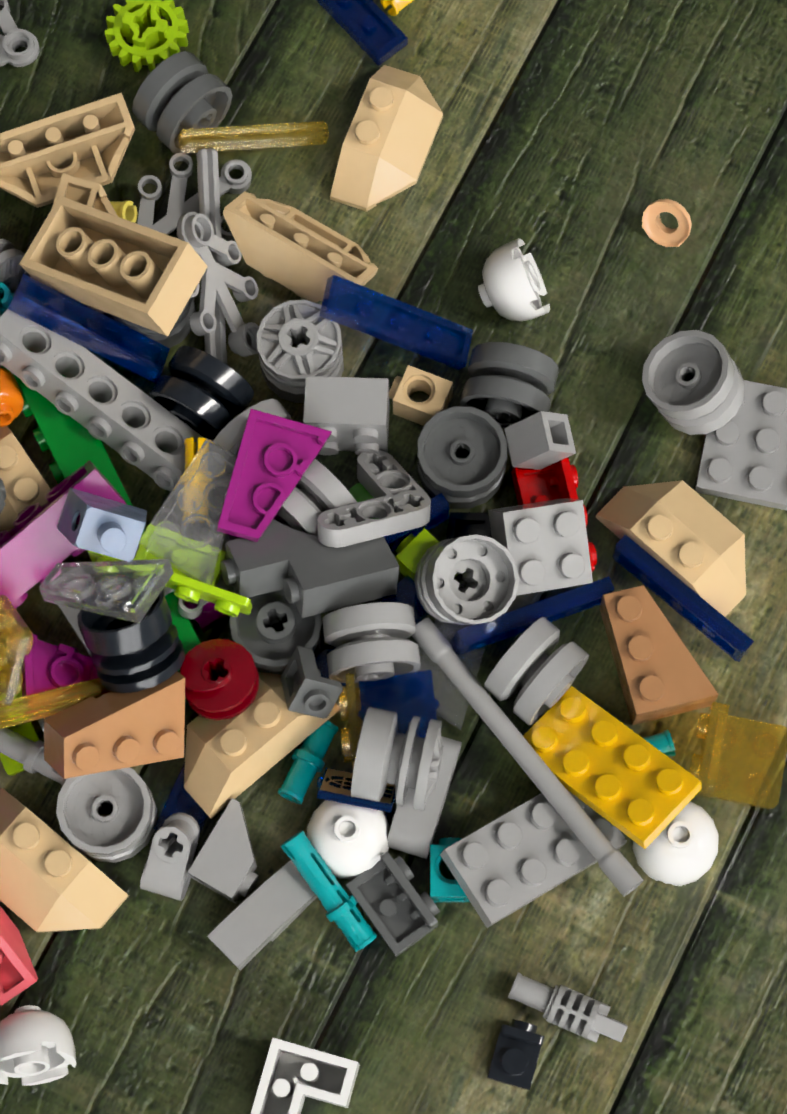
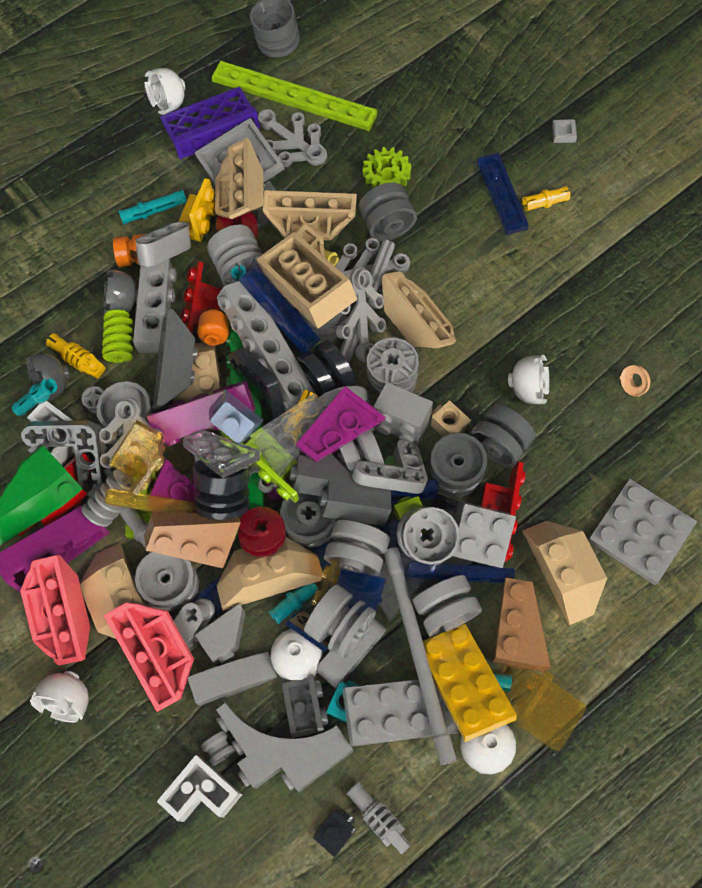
camera: 25 degrees right, 5 degrees down
(112, 448) = (262, 380): none -> black beam
(138, 919) = (153, 650): none -> coral wedge
(253, 136) = (419, 245): clear yellow axle -> none
(295, 1016) = (218, 748): none -> light grey wheel
(305, 688) = (307, 559): dark grey bracket -> none
(333, 897) = (270, 683): teal pin -> none
(371, 993) = (267, 755): none -> light grey arch
(386, 139) = (492, 274): tan wedge -> none
(396, 322) = (452, 374): clear blue tile -> none
(540, 440) = (506, 472): light grey brick -> none
(682, 598) = (553, 601): clear blue tile -> none
(693, 382) = (612, 476): light grey wheel -> none

